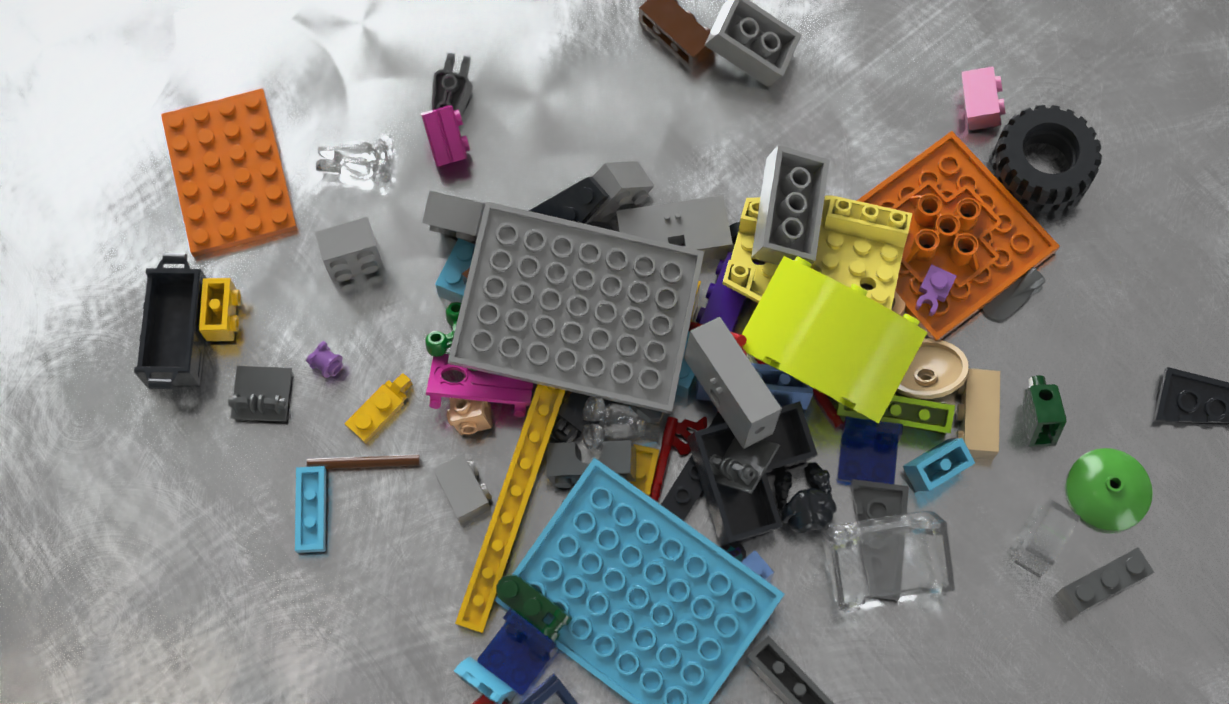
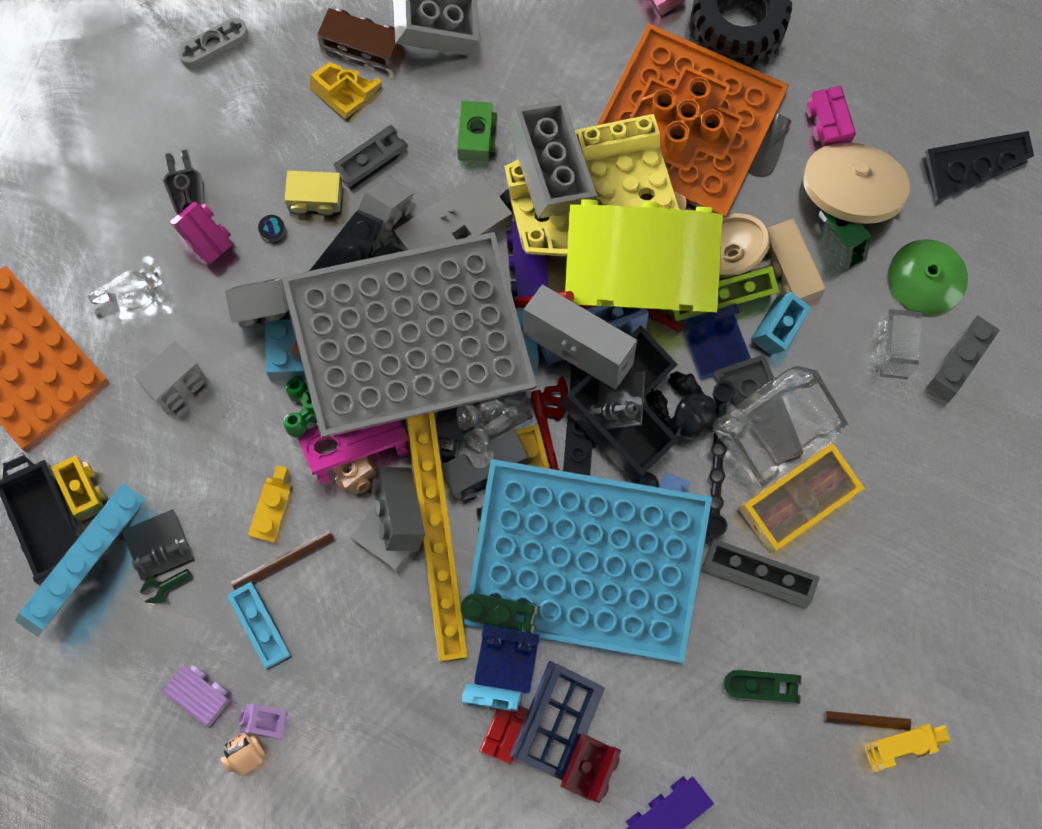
camera: 30 degrees left, 5 degrees up
(151, 384) = (79, 560): none -> medium azure arch
(222, 545) = (196, 695): none -> lavender brick
(234, 619) = (242, 754): none -> light nougat head
(247, 433) = (164, 586): none -> dark green bar
(267, 597) = (262, 720): none -> lavender bracket
(325, 360) = (201, 487): medium lavender brick -> none
(487, 463) = (398, 509): none -> dark grey brick
(510, 161) = (271, 228): none -> black tile
(563, 144) = (313, 192): none -> light yellow brick
(632, 136) = (370, 155): none -> dark grey plate
(638, 66) = (342, 88): none -> yellow slope
(741, 143) = (474, 116): none -> bright green brick
(778, 622) = (717, 525): none -> black bar
(875, 639) = (801, 498): none -> clear brick
(935, 286) = (703, 169): medium lavender plate -> none
(1079, 366) = (856, 182): none -> tan dish
(1086, 294) = (830, 116): none -> dark pink brick

